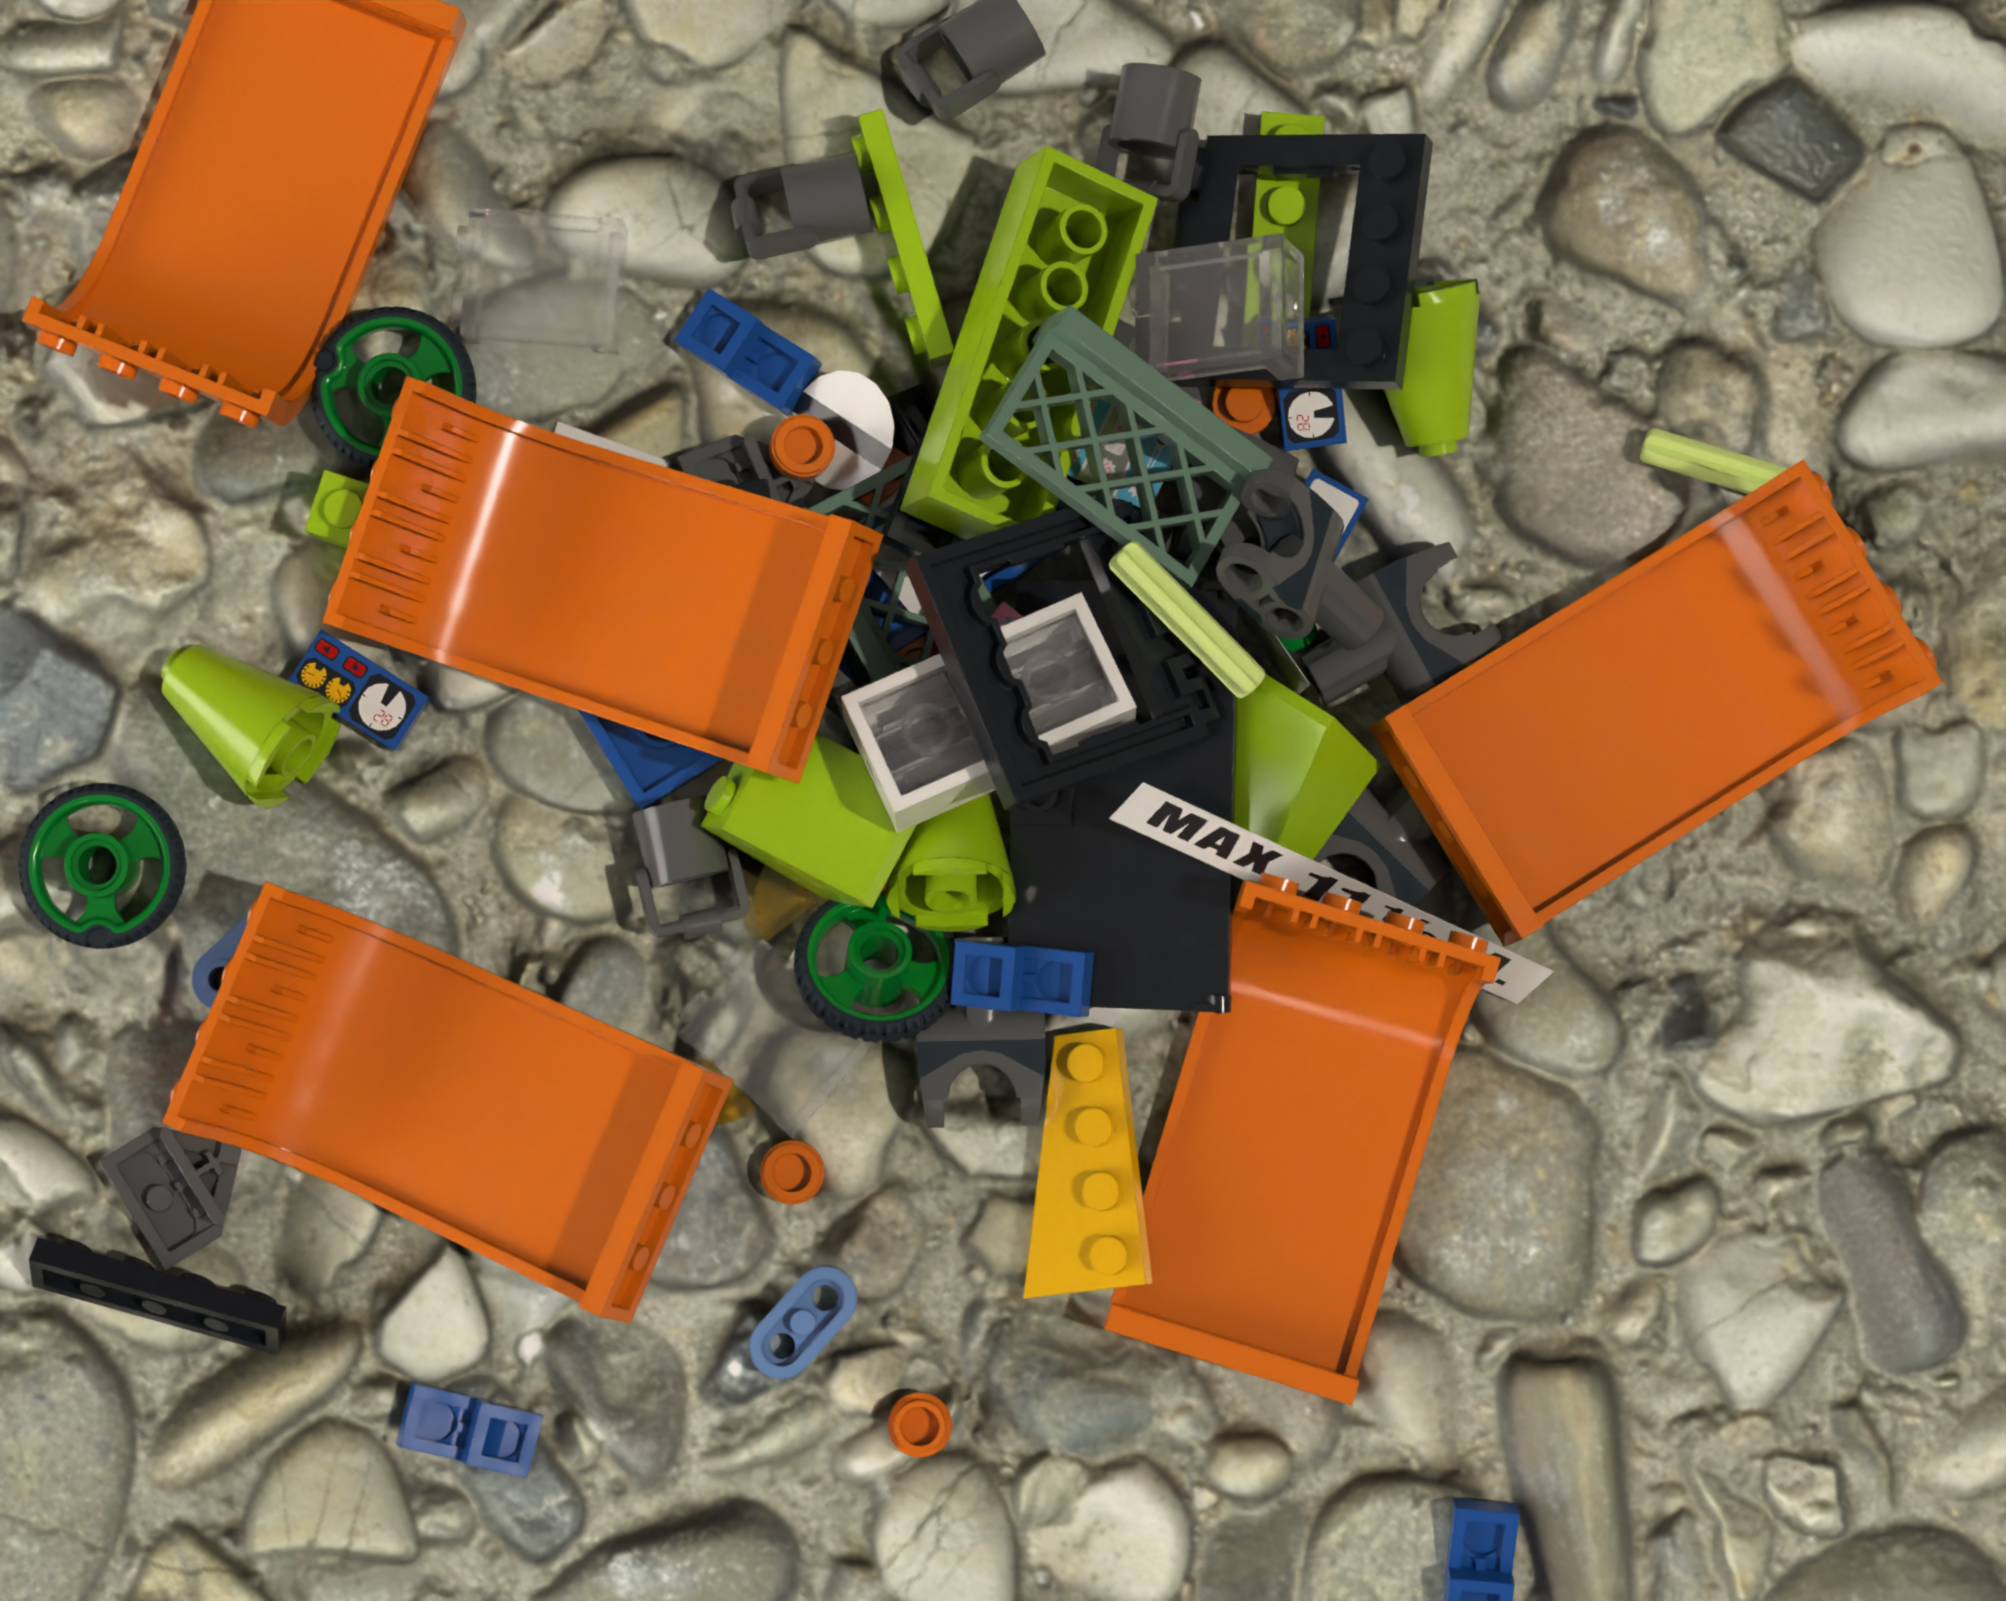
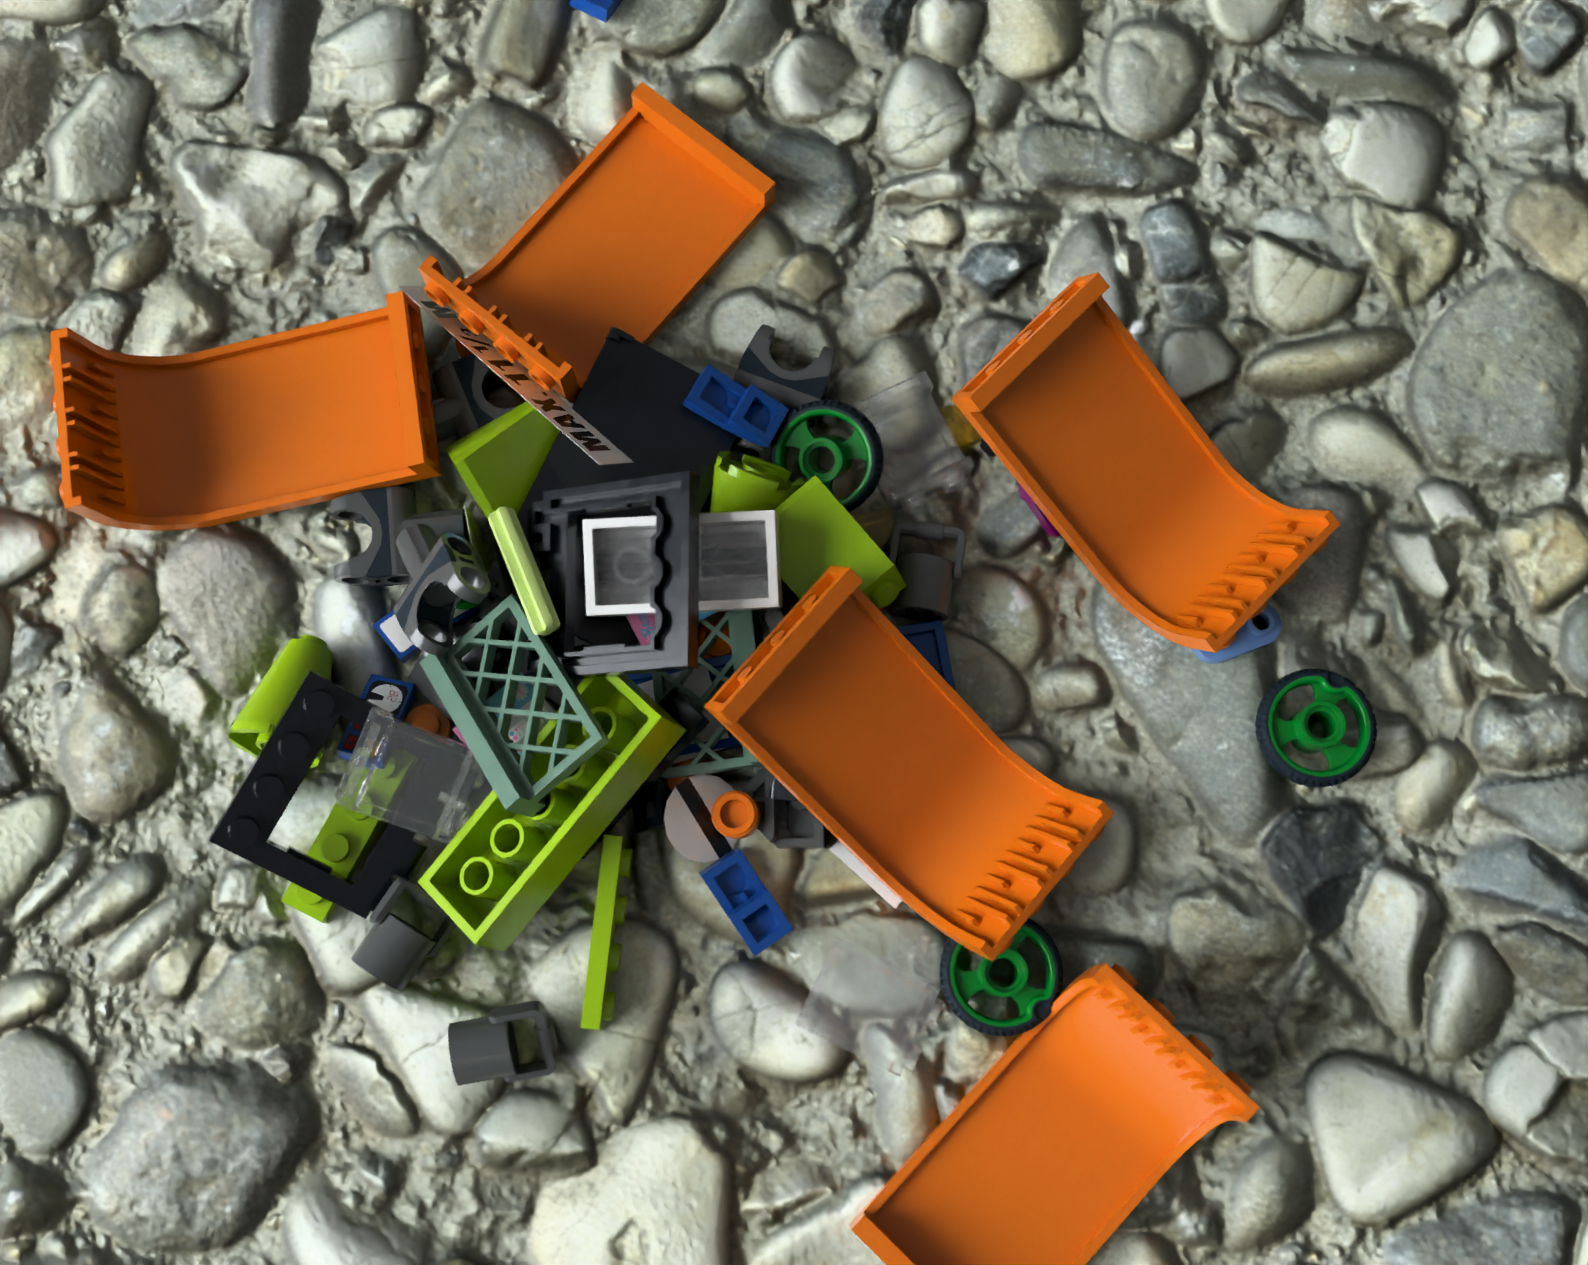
camera: 160 degrees left, 10 degrees down
(140, 1290) = (1384, 453): black plate -> none
(175, 1189) = (1345, 492): dark grey slope -> none
(251, 720) = (1184, 783): lime cone -> none
(335, 508) = (1069, 900): lime brick -> none
(363, 690) = (1100, 775): tile -> none
(469, 1429) = (1196, 291): blue slope -> none
(792, 1172) = (935, 359): orange tile -> none
(804, 1321) = (958, 268): medium blue plate -> none
(822, 199) = (650, 979): dark grey piece -> none
(920, 1424) = (913, 184): orange plate -> none
(1088, 1187) = (747, 279): yellow wing -> none
(1706, 461) = (133, 558): yellowish green axle -> none

